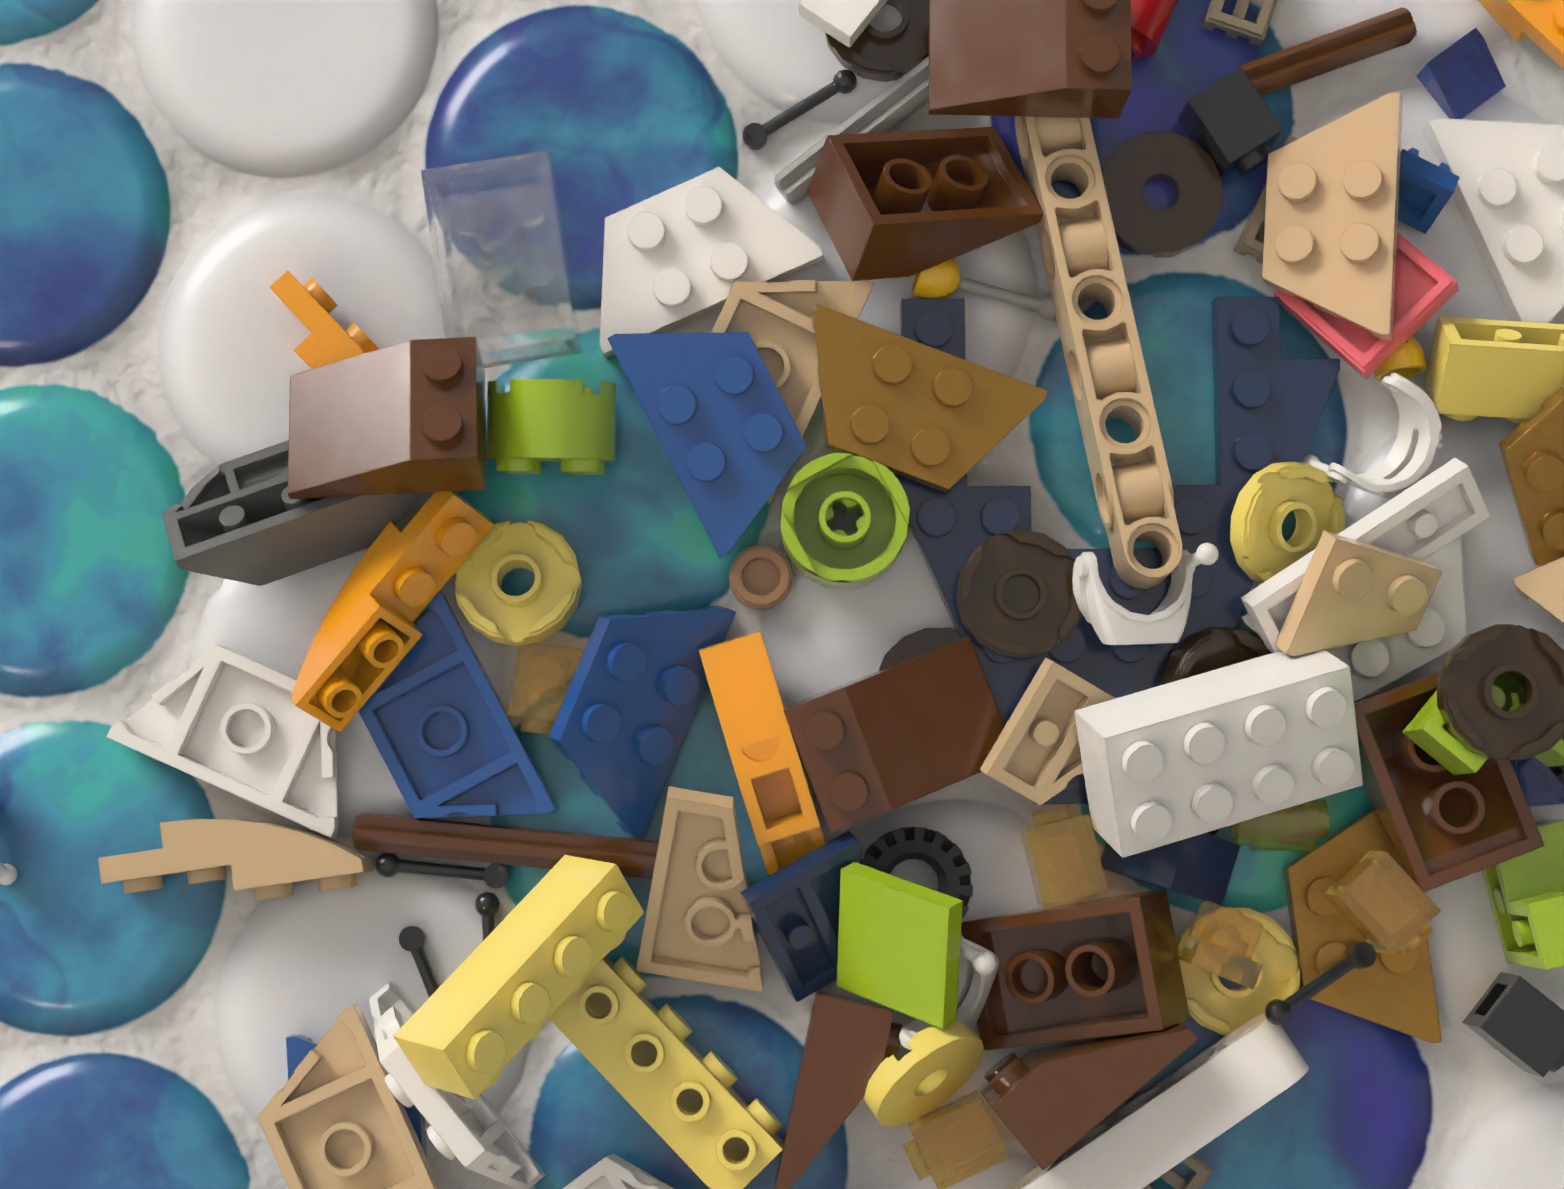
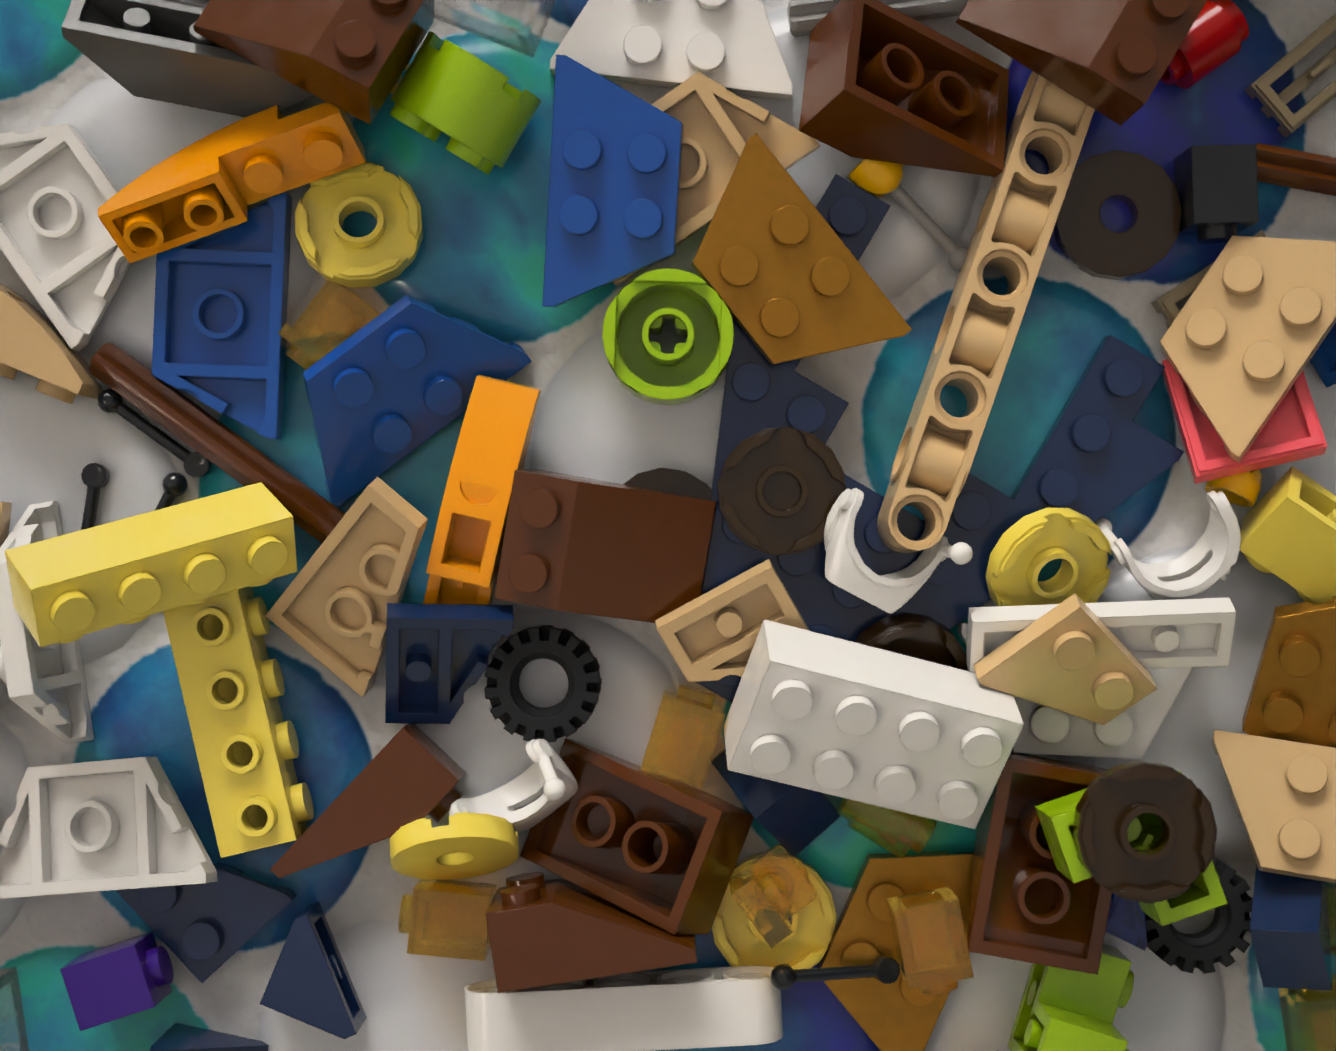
camera: 30 degrees right, 5 degrees up
(760, 577) = (571, 344): medium nougat tile -> none
(899, 944) = (494, 728): lime tile -> none

